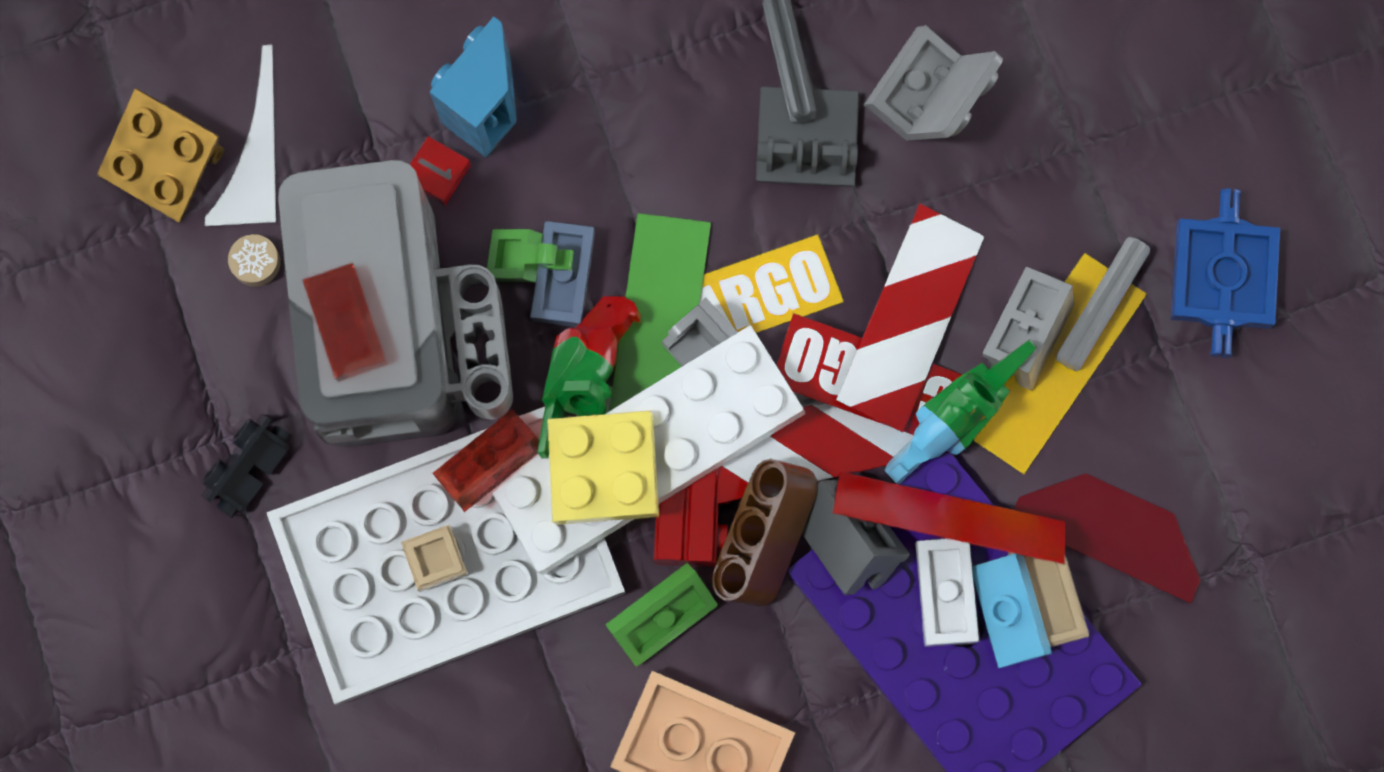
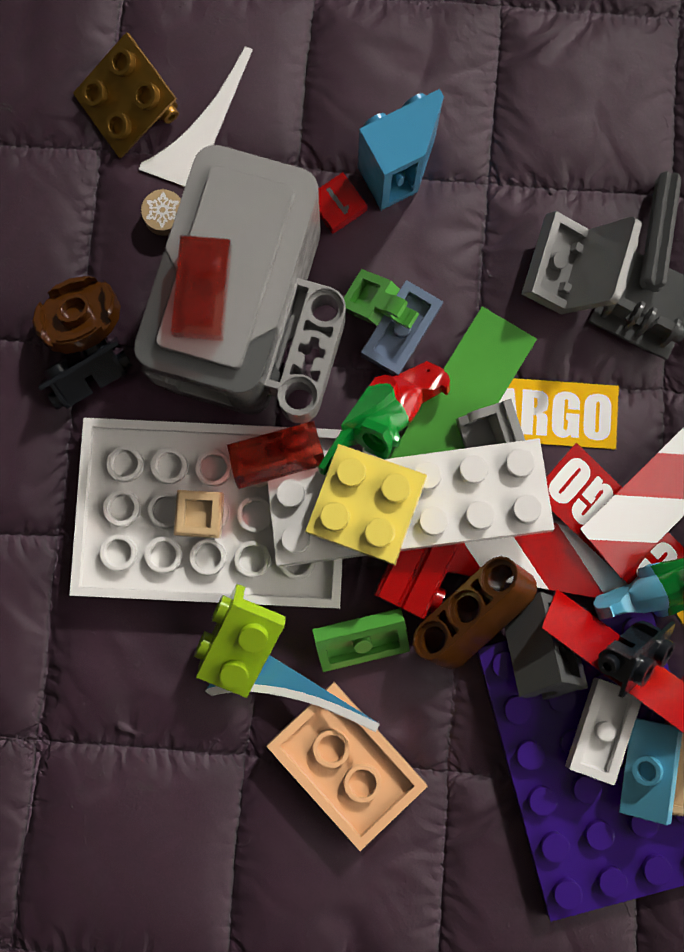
camera: 20 degrees right, 5 degrees up
(211, 408) = (76, 315): none -> reddish brown tile
(534, 671) = (238, 643): none -> lime bracket
(560, 698) = (283, 681): none -> sticker
(716, 128) = (579, 265): none -> light grey bracket
(943, 498) = (637, 654): none -> black hinge

